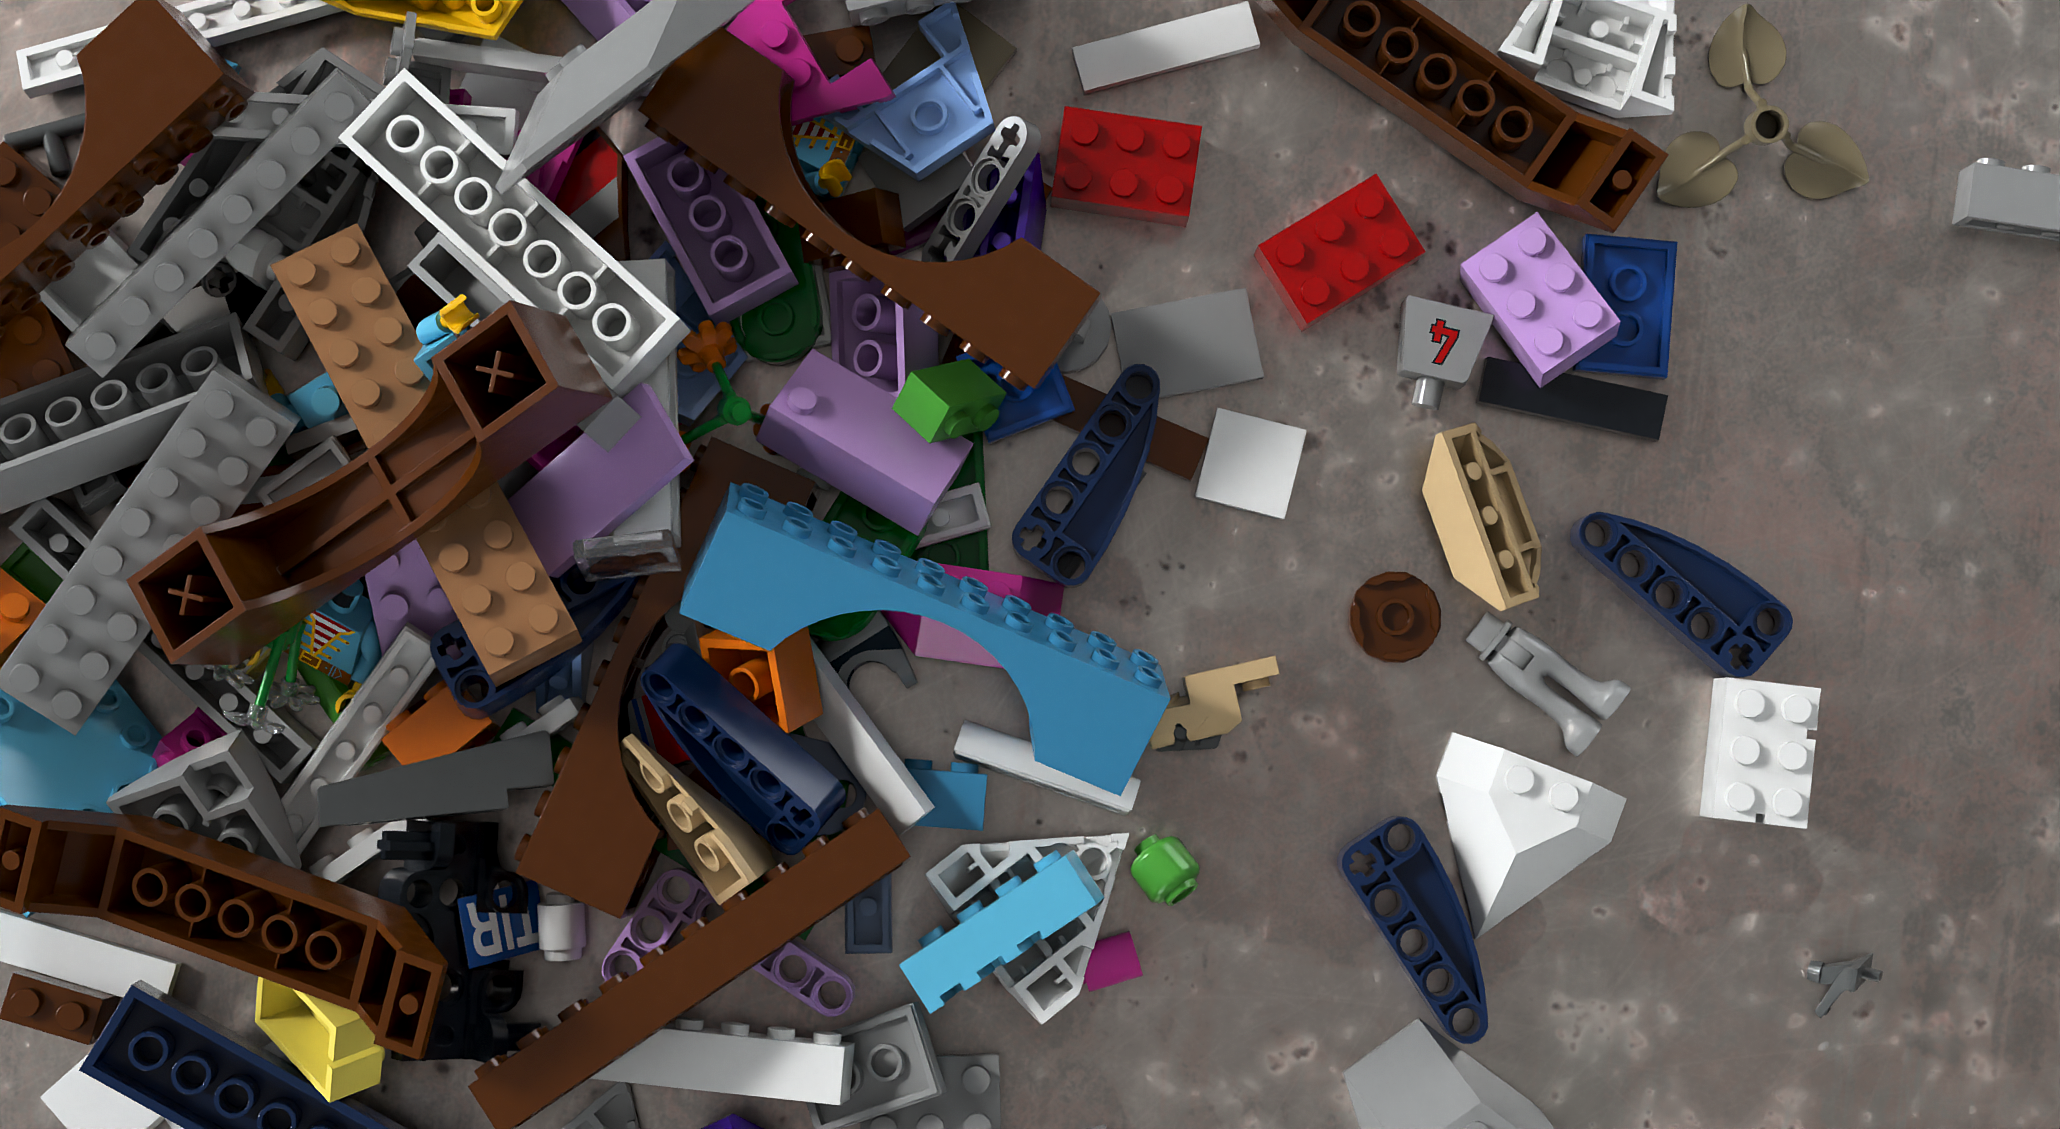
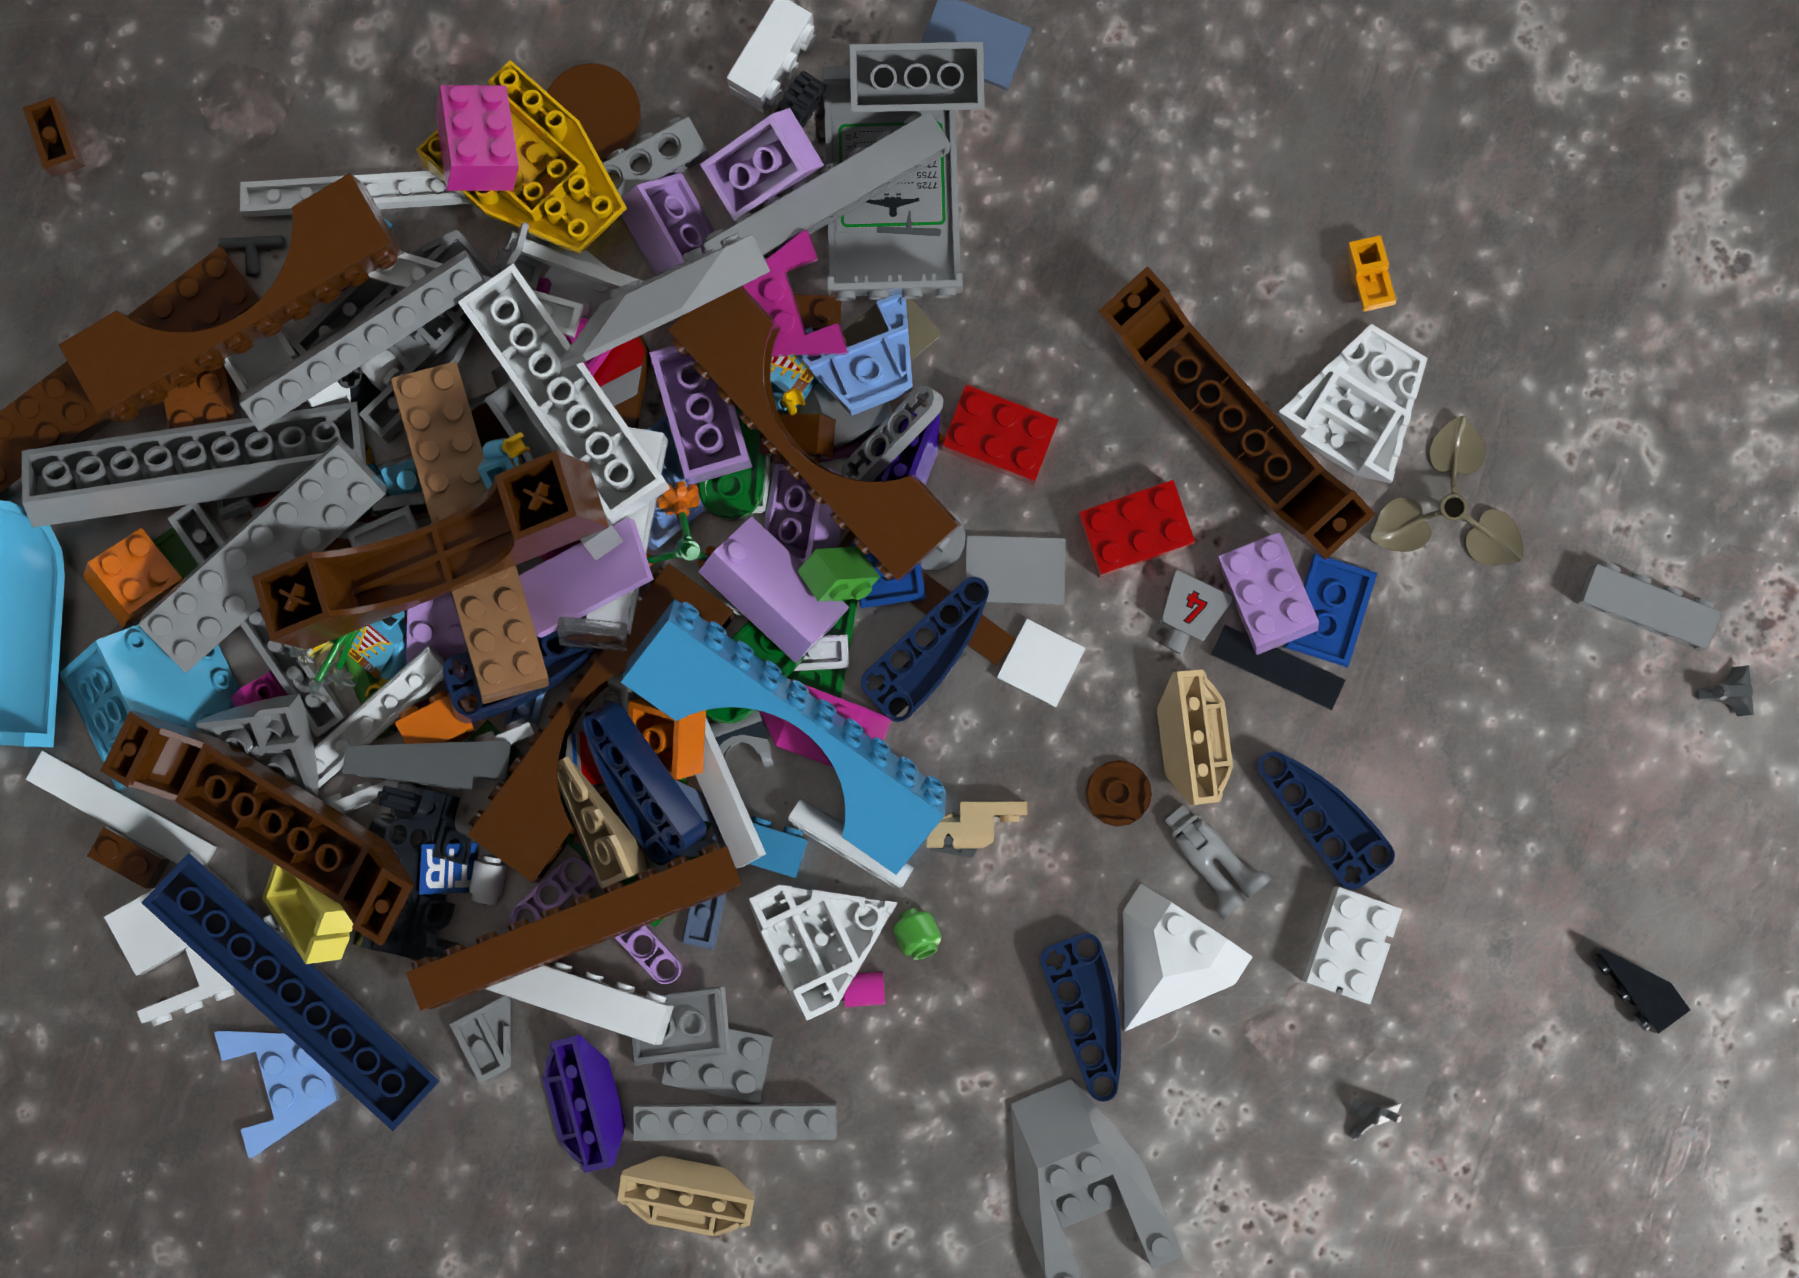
camera: 15 degrees right, 0 degrees up
(1001, 929) = (793, 949): medium azure wedge -> none
(1166, 47) = (1047, 356): white tile -> none

